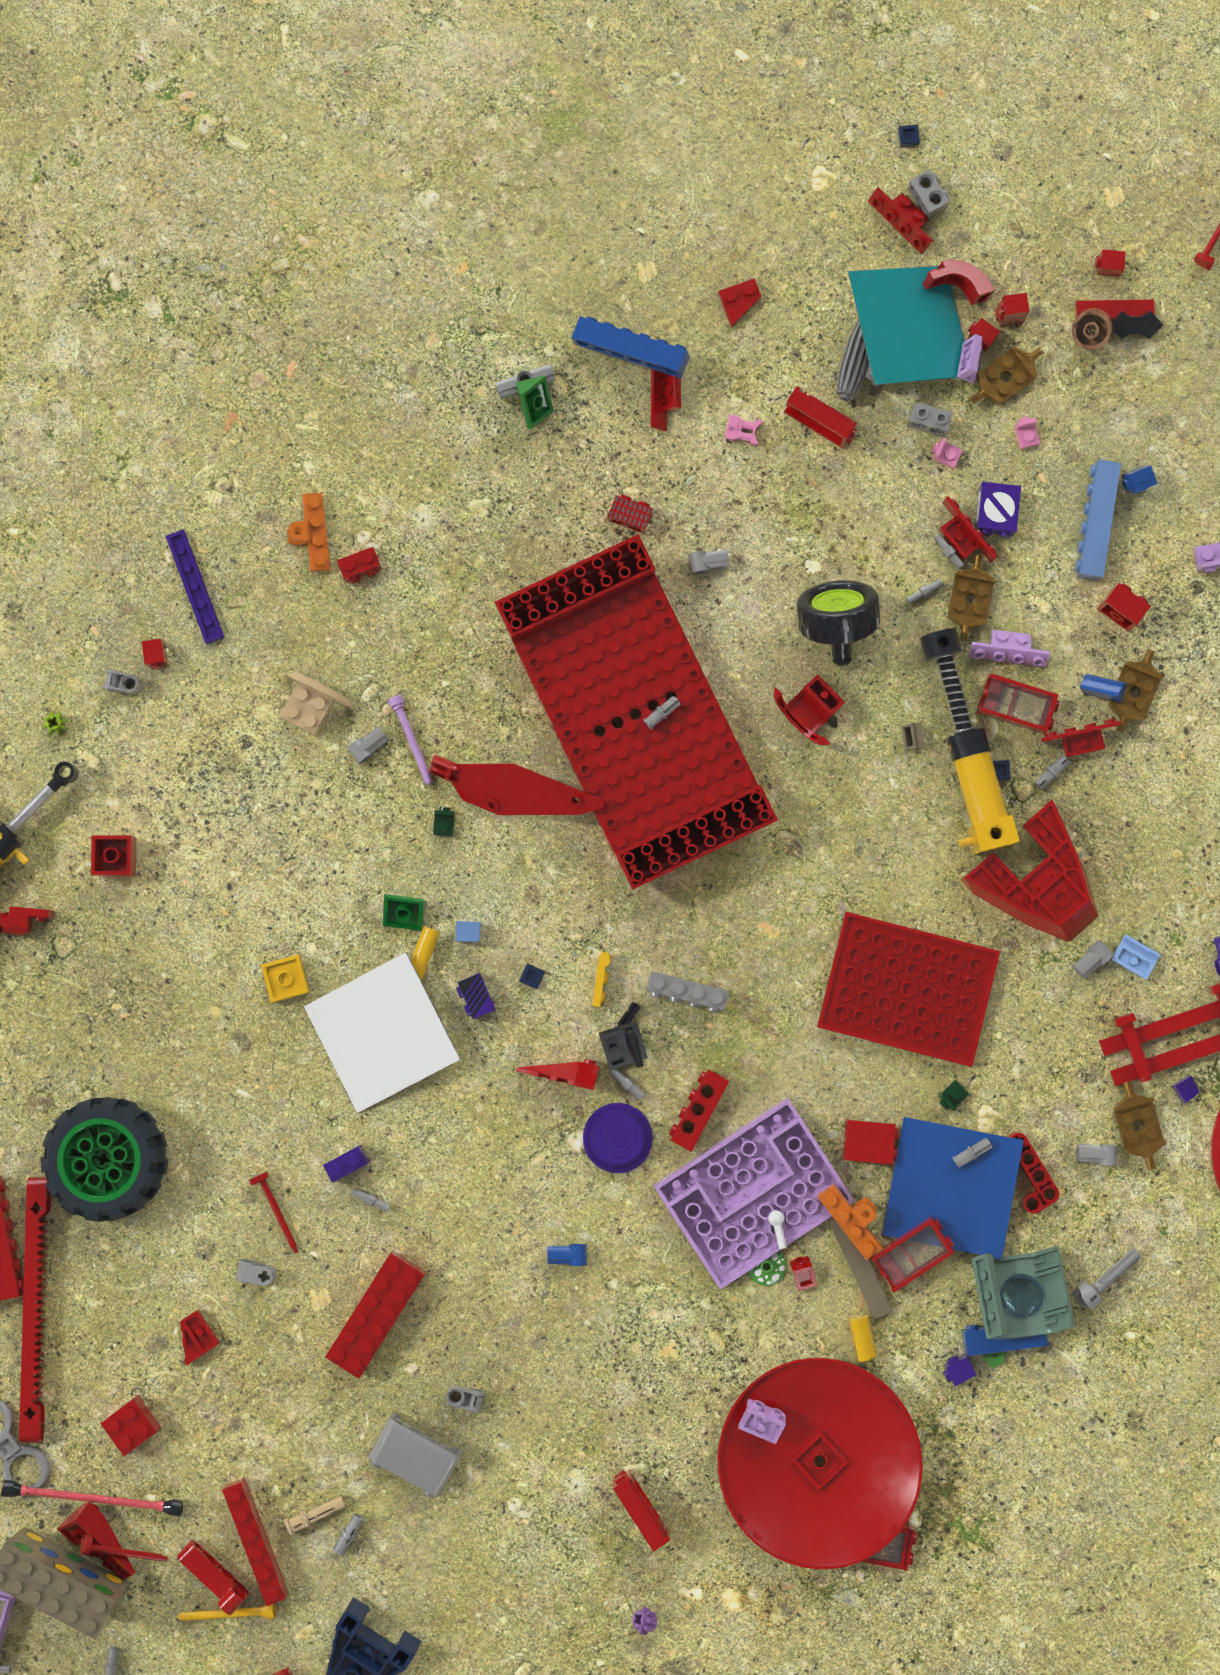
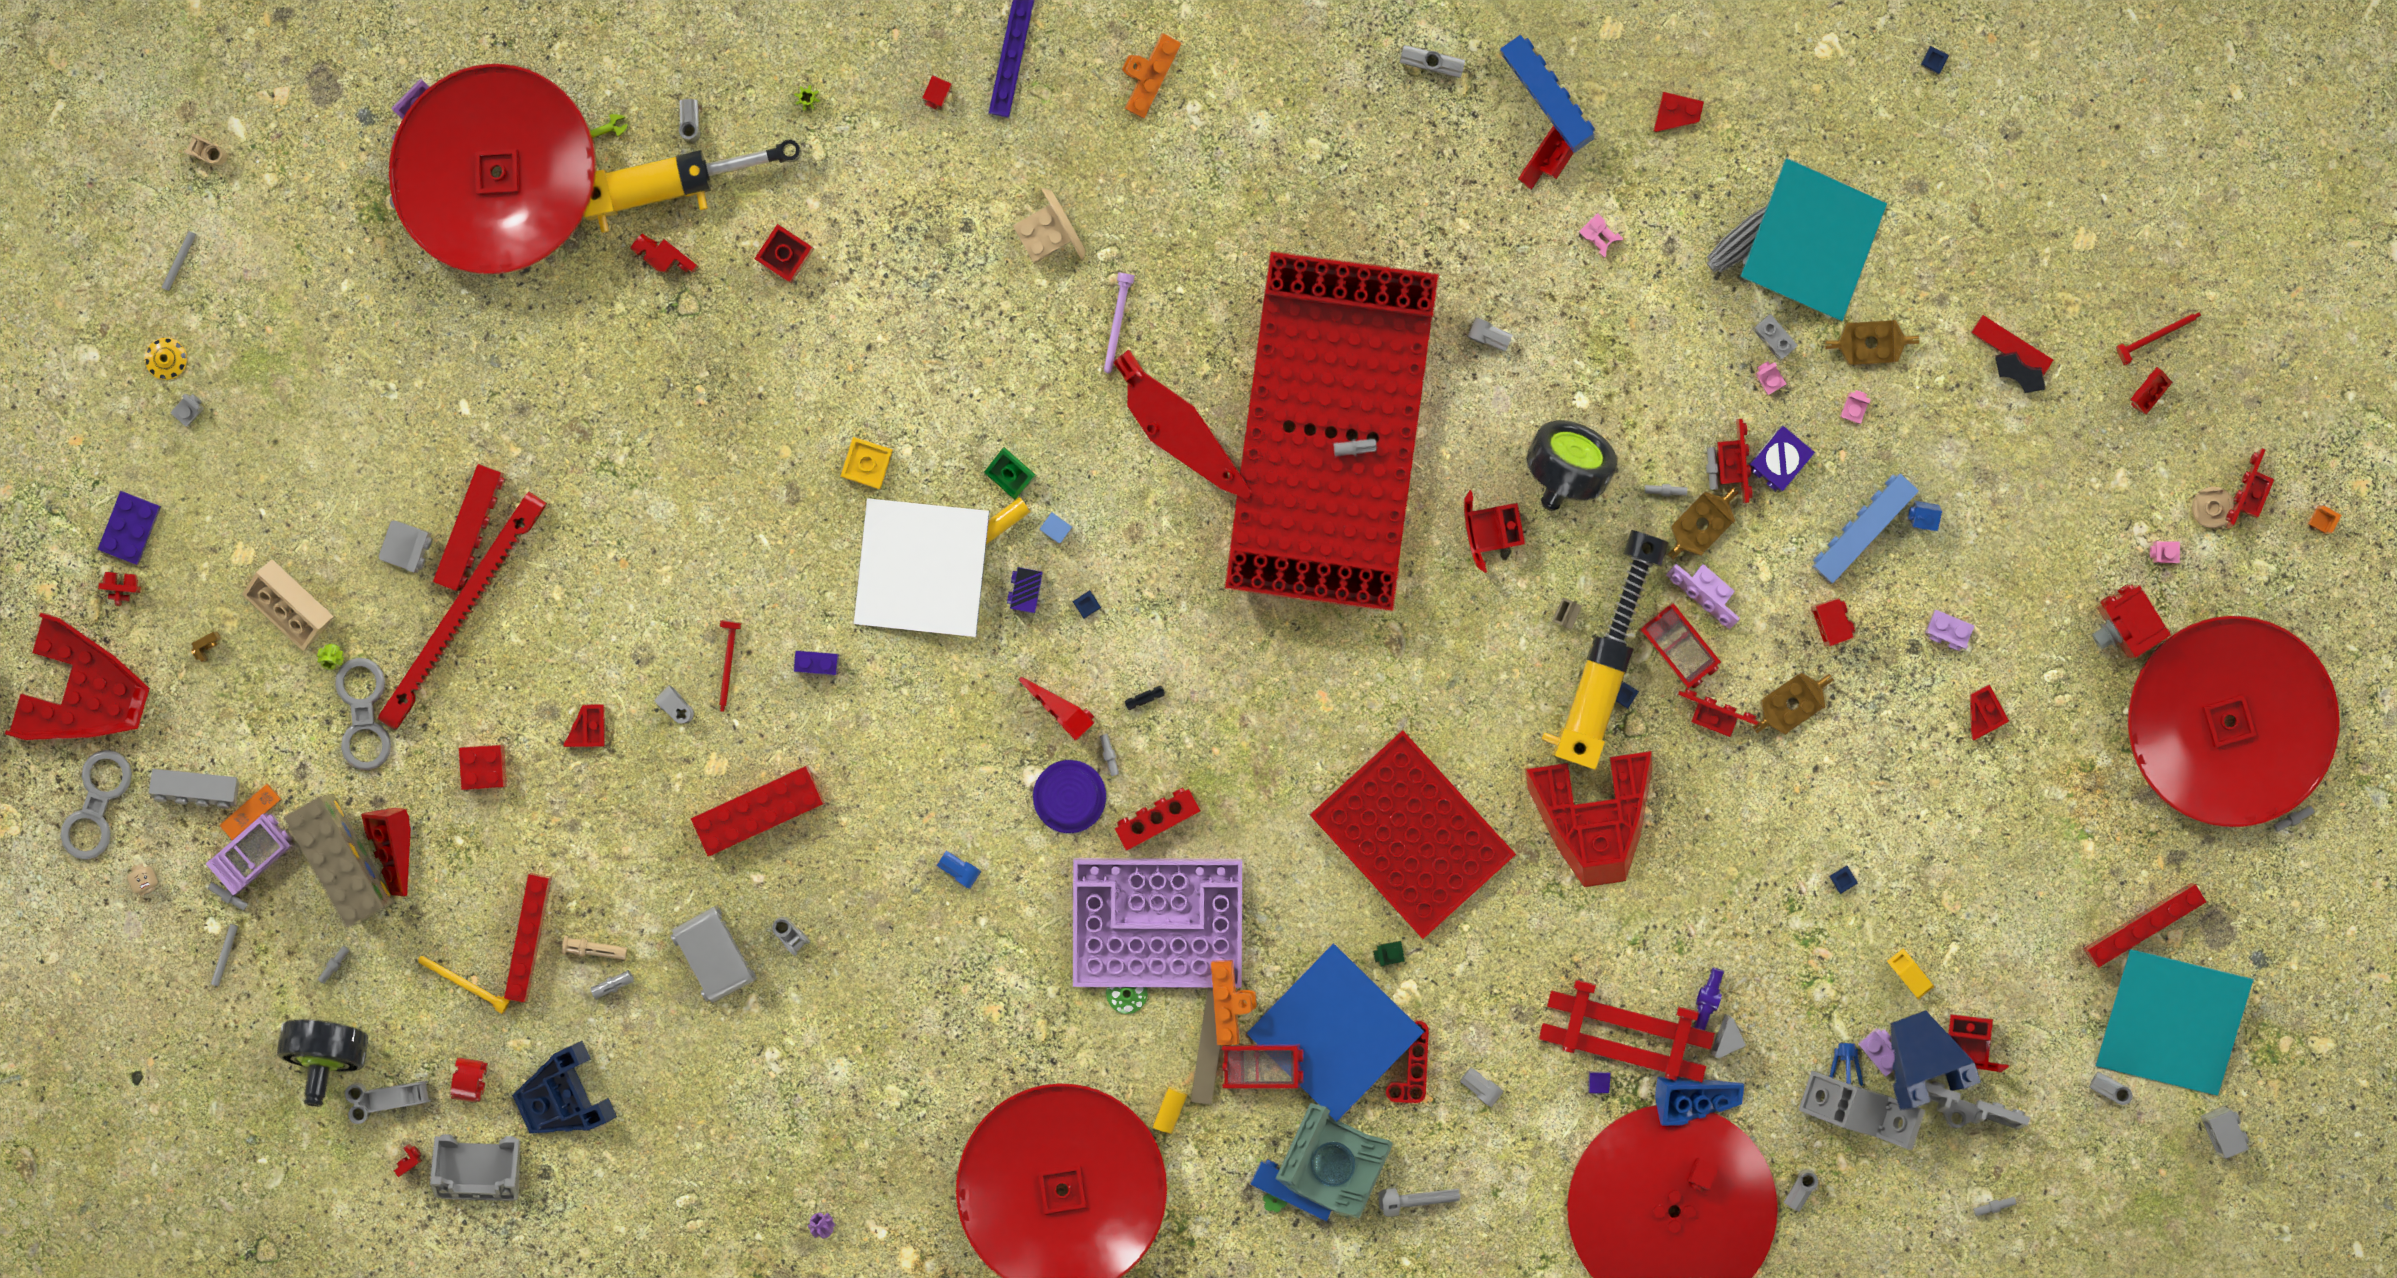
camera: 30 degrees right, 5 degrees up
(13, 1489) = (472, 860): coral hose -> none
(87, 1547) = (383, 846): red piece -> none
(119, 681) = (888, 97): light grey piece -> none
(143, 1147) = (648, 531): wheel -> none
(213, 1576) = (472, 943): red beam -> none
(359, 565) = (1172, 131): red bracket -> none
(364, 747) = (1074, 301): light grey piece -> none
(370, 1199) = (816, 707): light grey bar -> none
(444, 822) = (1097, 415): dark green bracket -> none
(534, 400) = (1428, 85): green slope -> none
(601, 978) = (1146, 647): yellow hinge -> none
(623, 1046) = (1127, 719): black plate -> none
(630, 513) = (1447, 245): red brick -> none
(641, 1509) = (879, 1128): red door -> none
(689, 991) = (1219, 712): light grey brick -> none
(762, 1421) = (1035, 1122): lavender bracket -> none
(776, 1219) = (1162, 958): white bar -> none
(803, 1273) = (1155, 1020): red bracket -> none
(820, 418) = (1676, 272): red door -> none
(870, 1141) = (1289, 945): red panel -> none
(903, 217) = (1878, 134): red bracket -> none
(924, 195) = (1908, 126): light grey brick -> none
(958, 1369) = (1235, 1191): dark purple brick -> none
(964, 276) = (1894, 224): arch -> none
(970, 359) = (1848, 306): lavender bracket -> none
(972, 1152) = (1372, 1012): light grey axle -> none
(986, 330) = (1876, 290): red brick -> none
(1012, 310) = (1916, 286): red brick -> none
(1052, 772) = (1670, 727): light grey pin -> none
(1092, 340) = (1972, 362): medium nougat brick -> none
(1097, 956) = (1599, 915): light grey piece -> none
(1103, 687) = (1766, 681): blue brick -> none
(1110, 263) = (2036, 300): red brick -> none
(1135, 957) = (1632, 938): light blue plate -> none
(1150, 1137) = (1530, 1103): pearl gold plate -> none

